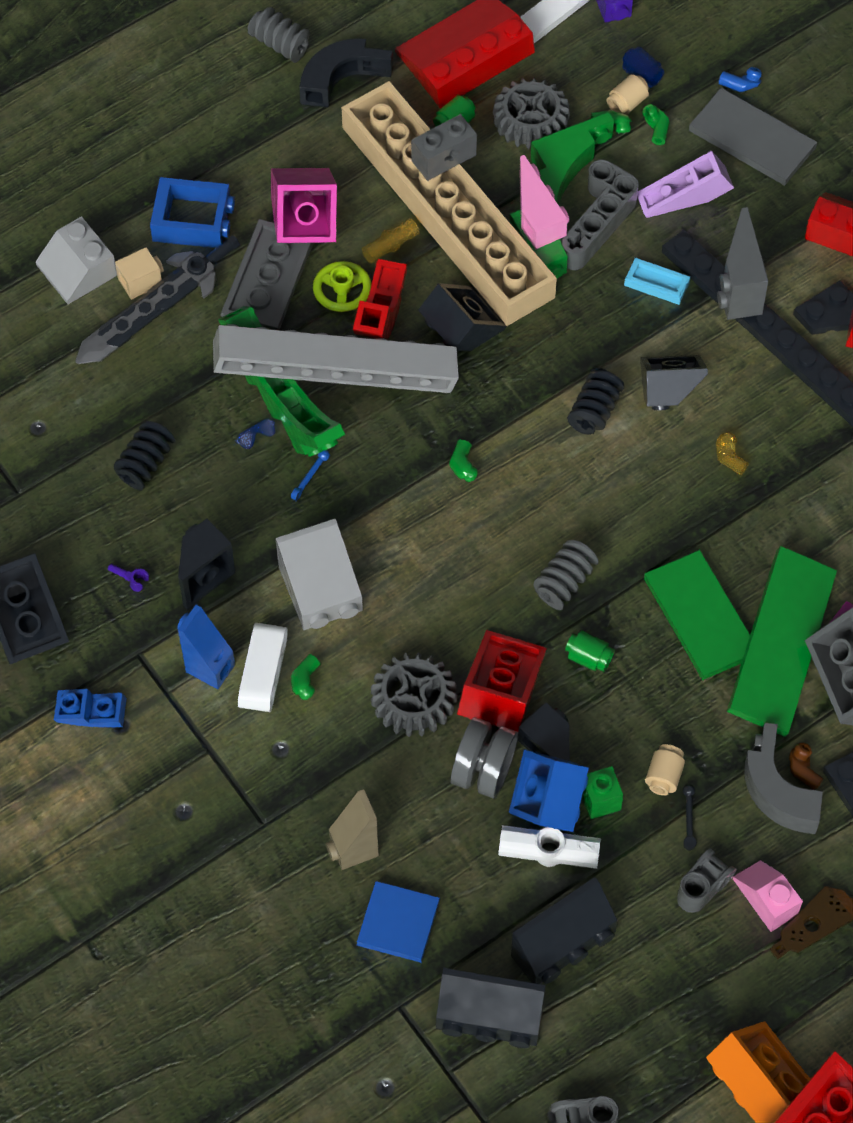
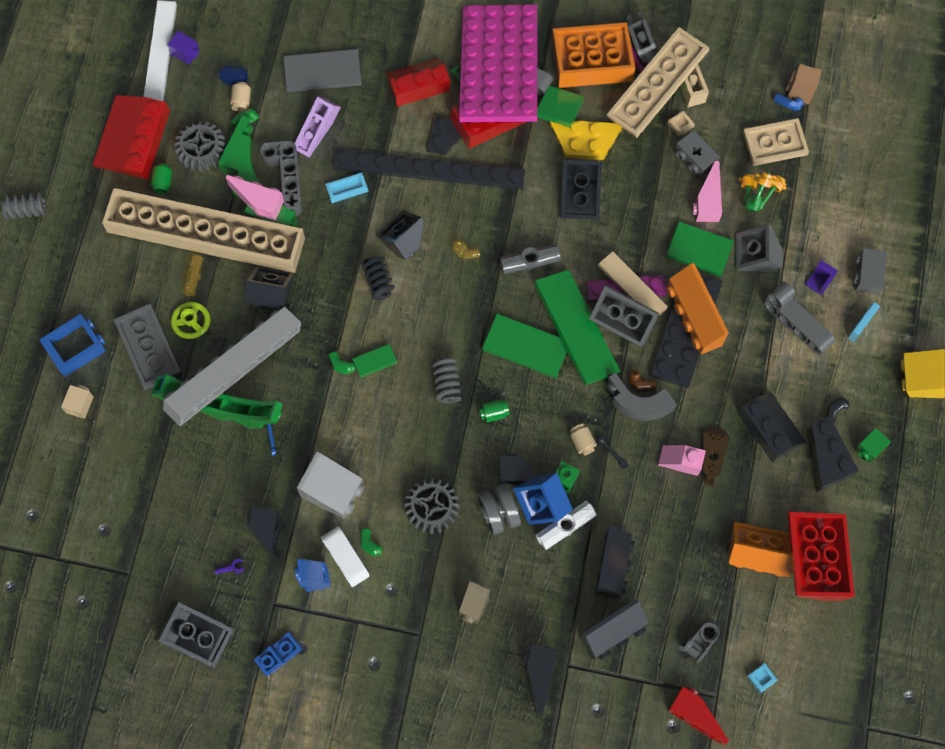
camera: 45 degrees left, 10 degrees up
(76, 261) = (36, 423): light grey slope -> none
(142, 453) = (176, 498): black piece -> none
(192, 272) = (105, 377): sword -> none
(247, 437) = (220, 443): clear blue piece -> none
(304, 205) = (132, 292): dark pink slope -> none
(337, 62) = (71, 196): black arch -> none
(354, 976) = (538, 670): none -> black slope
(379, 313) = (222, 313): red arch -> none
(398, 921) = (529, 625): blue tile -> none
(443, 147) = (181, 203): dark grey brick -> none
(501, 680) = (467, 461): red slope -> none
(505, 489) = (374, 361): none -> green tile
(658, 122) = (269, 100): green arm -> none
(708, 877) = (649, 475): dark grey piece -> none
(741, 83) = (291, 44): blue arm -> none
(744, 275) = (394, 152): dark grey slope -> none
(815, 529) = (542, 256): none -> dark grey piece

